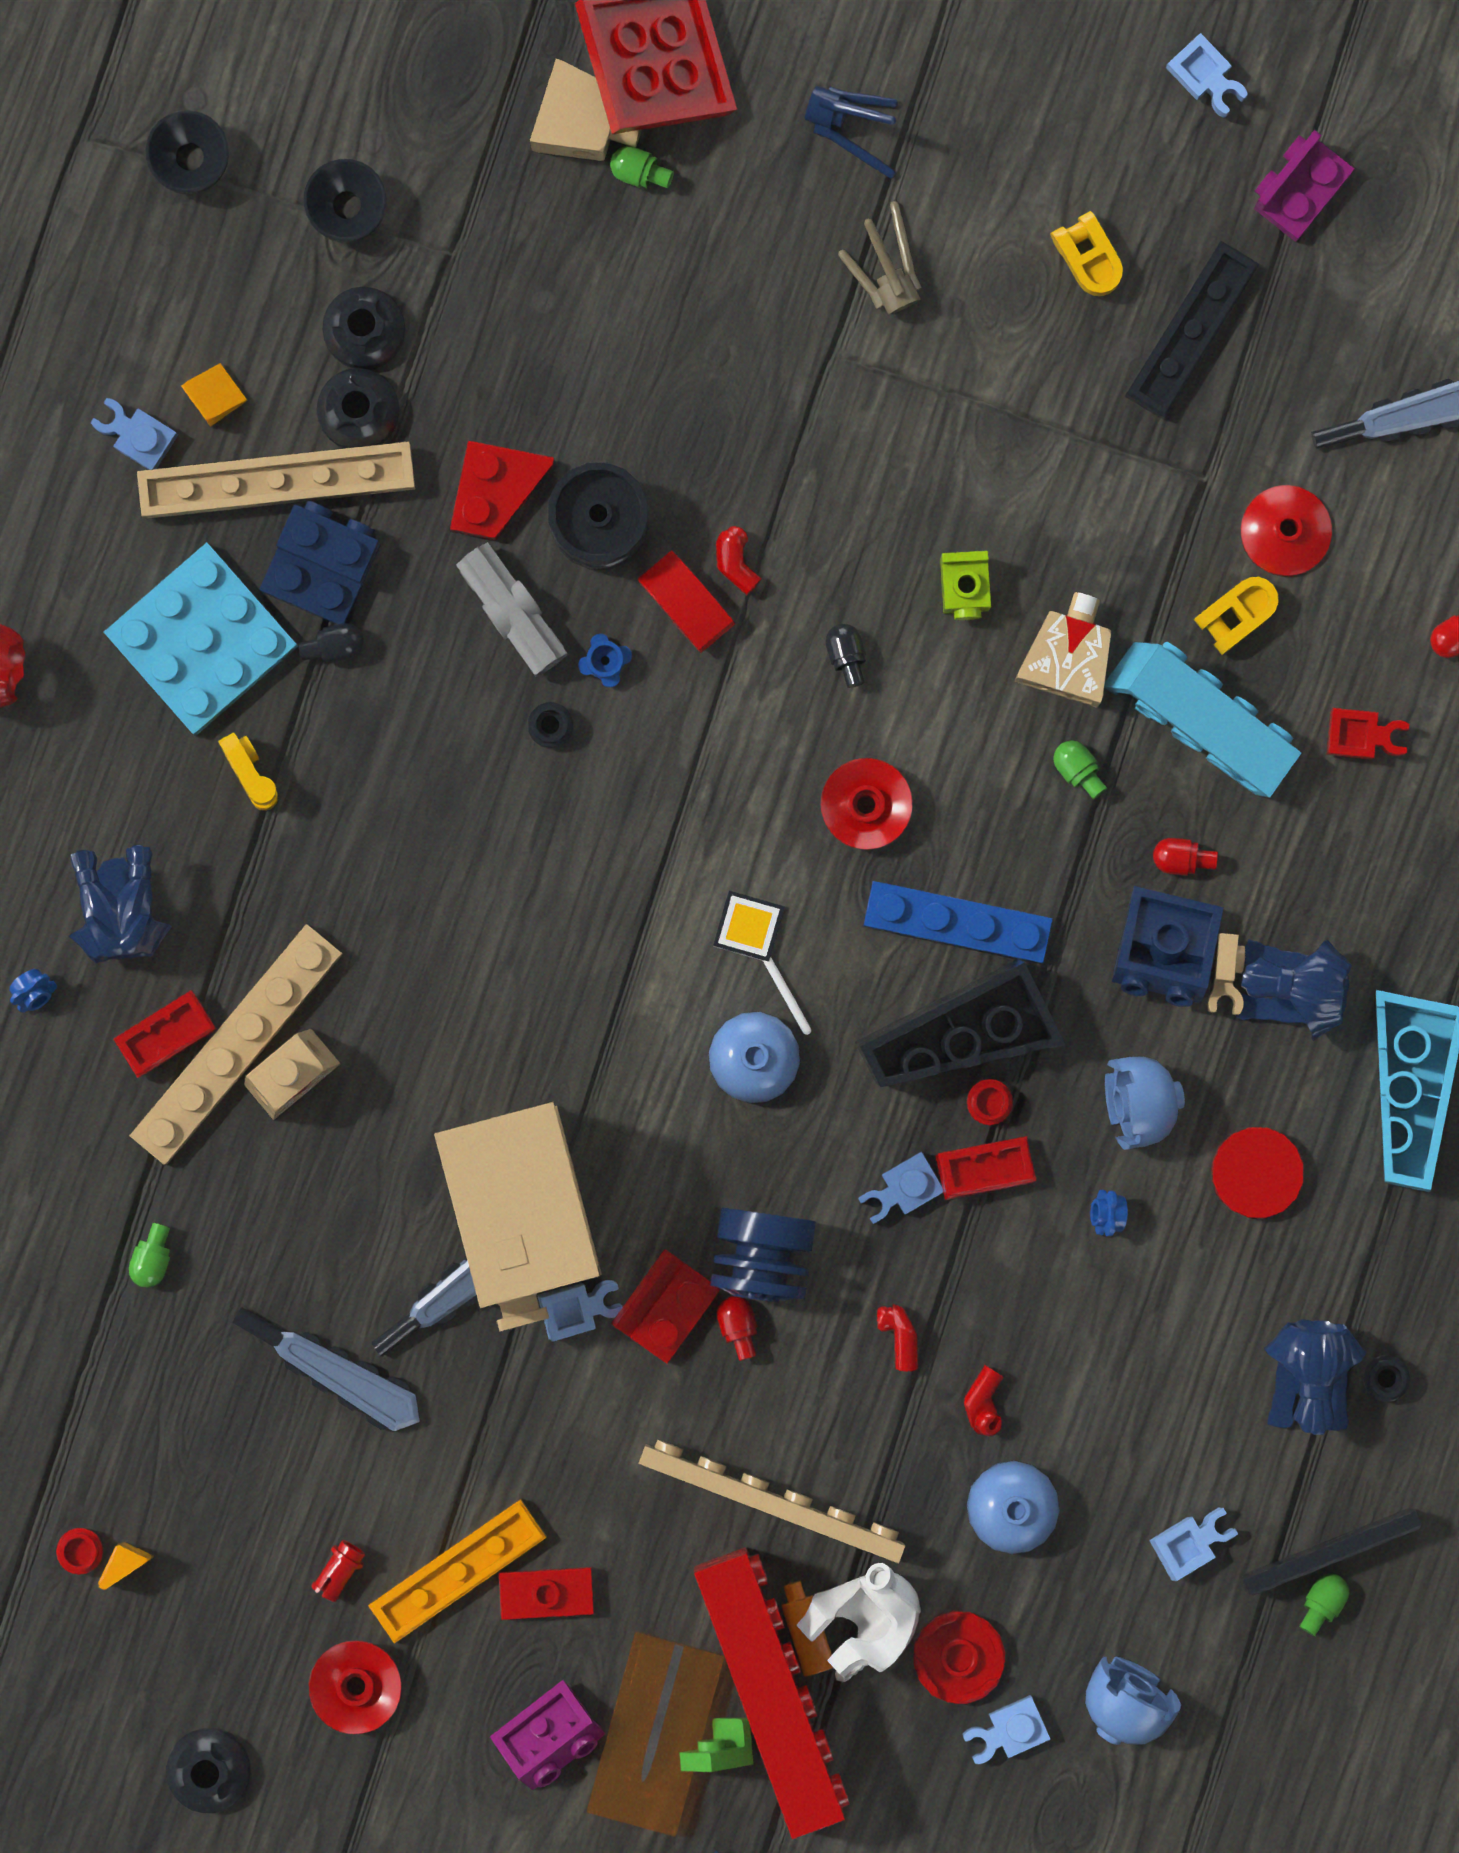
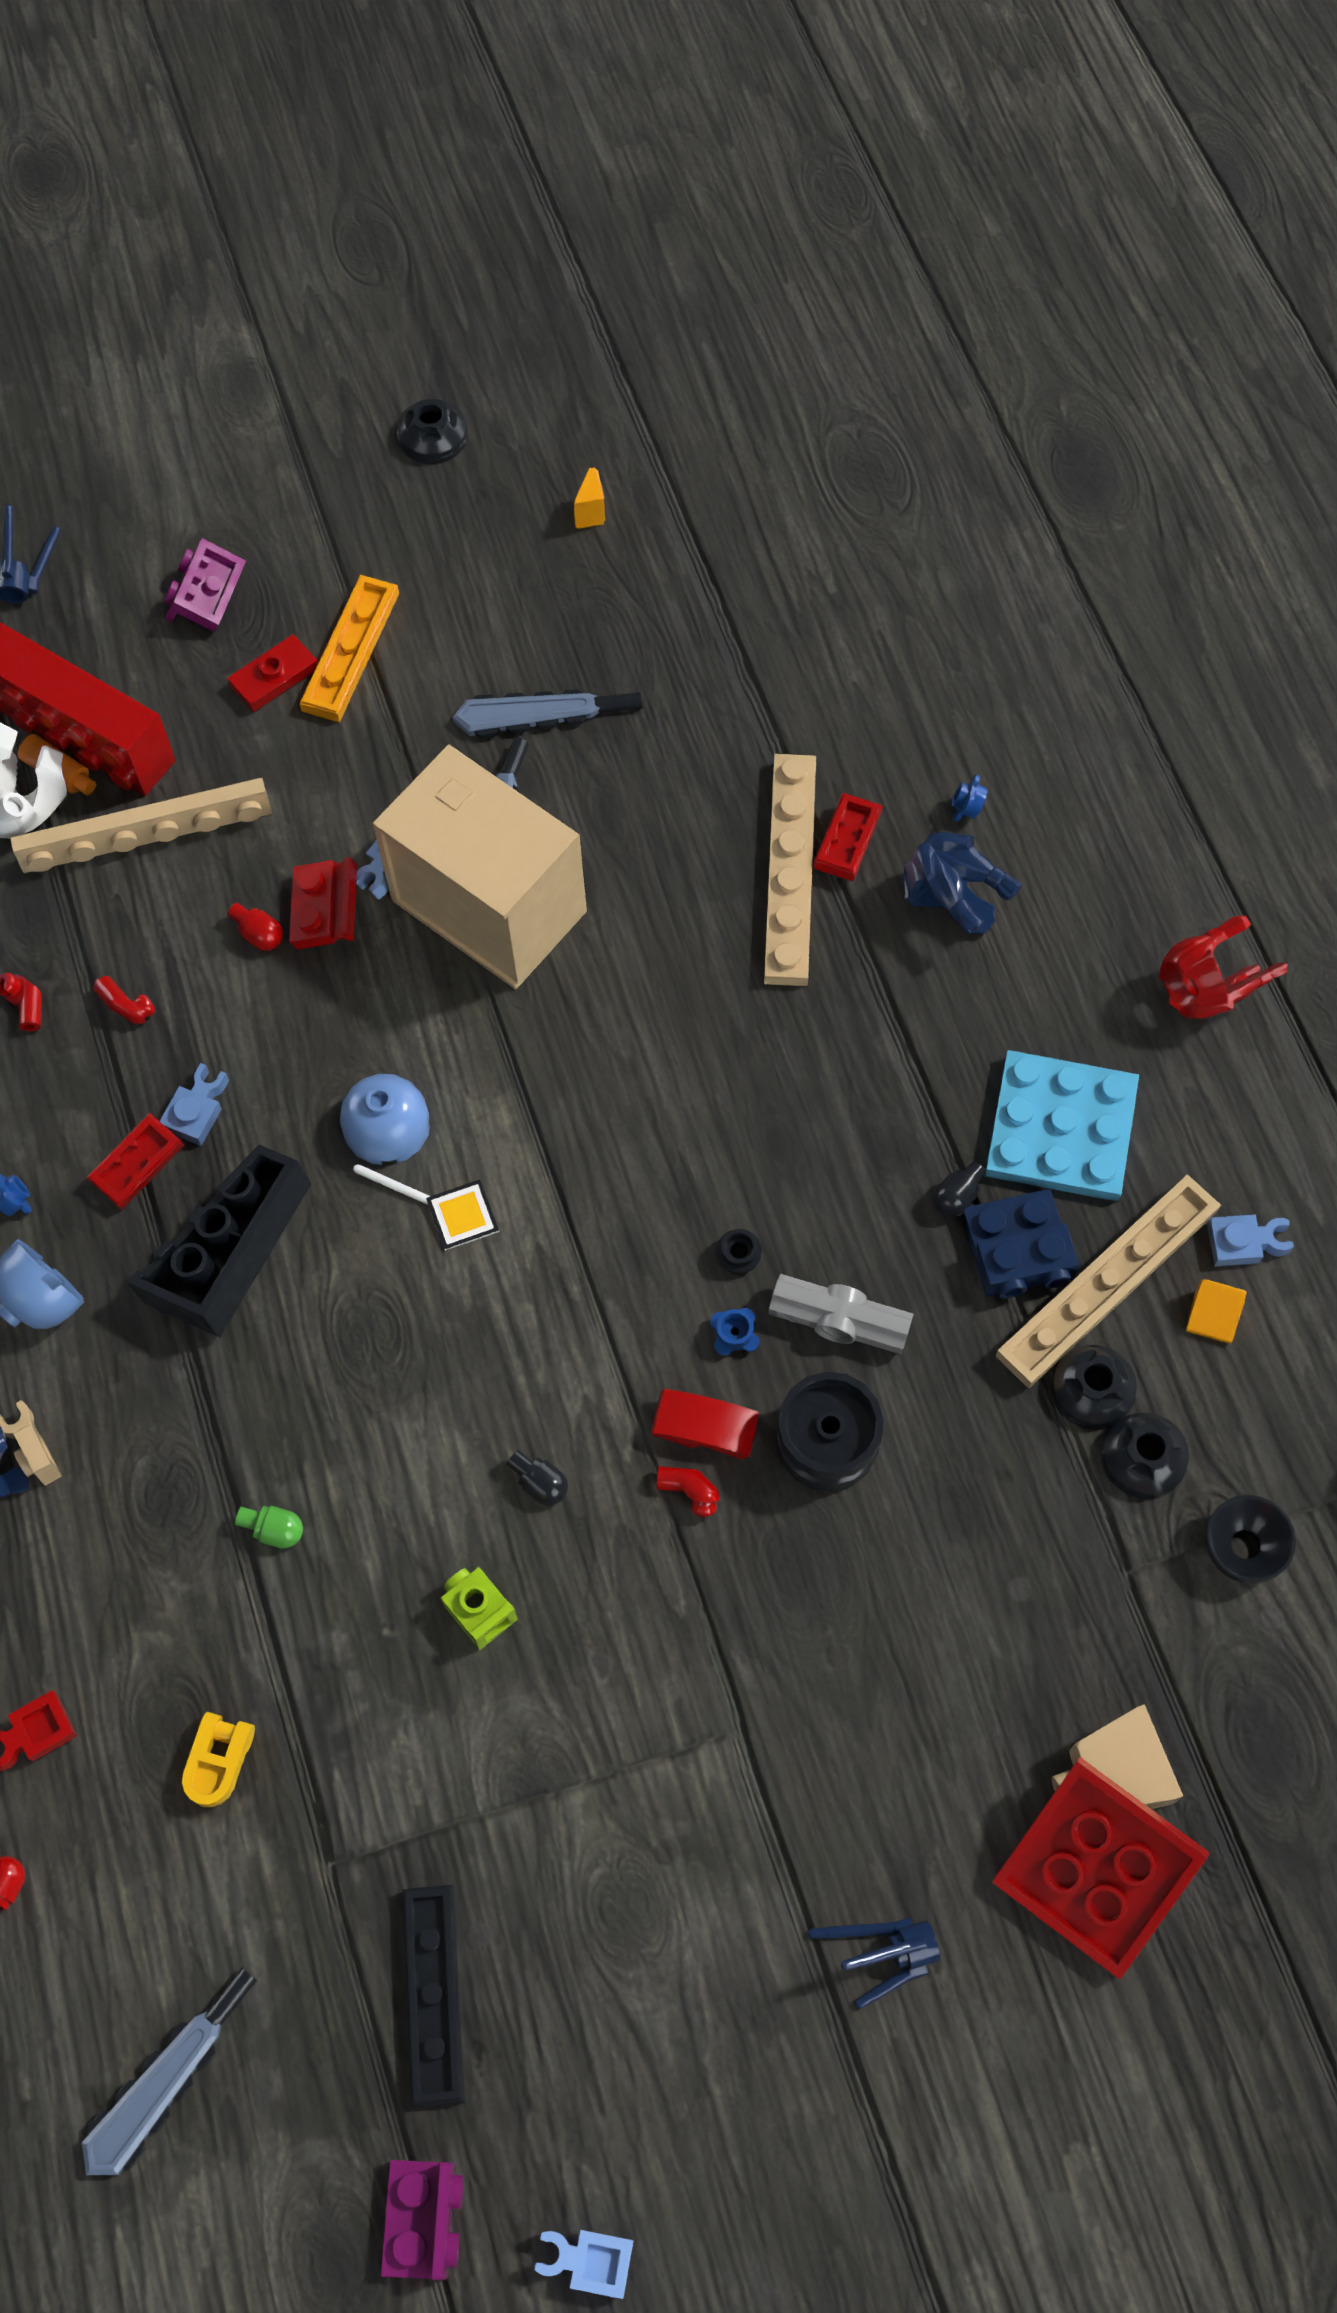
camera: 145 degrees right, 20 degrees down
(79, 1551) = (628, 493): red plate -> none
(150, 1258) = (733, 692): bright green cylinder -> none
(241, 756) = (954, 1053): yellow plate -> none
(290, 1072) = (734, 855): tan torso -> none
(337, 1704) = (363, 518): red dish -> none
(338, 1570) = (436, 599): red pin -> none
(494, 487) = (933, 1404): red wing -> none
(639, 168) = (1032, 1763): bright green cylinder -> none
(655, 1717) = (126, 635): clear orange tile -> none
(727, 1750) = (68, 637): bright green bracket -> none
(763, 1254) = (269, 973): dark blue wheel -> none
(866, 779) = (426, 1346): red dish -> none
(896, 289) = (730, 1821): dark tan plant -> none
(957, 922) = (290, 1333): blue plate -> none
(989, 1102) = (167, 1213): red plate -> none
(1069, 654) = (344, 1610): tan torso -> none
(1099, 268) = (558, 1982): yellow plate -> none
(1167, 946) = (94, 1429): dark blue plate -> none
(1182, 857) = (130, 1514): red cylinder -> none
(1204, 715) = (187, 1637): medium azure wedge -> none
(1281, 553) = (243, 1885): red dish -> none

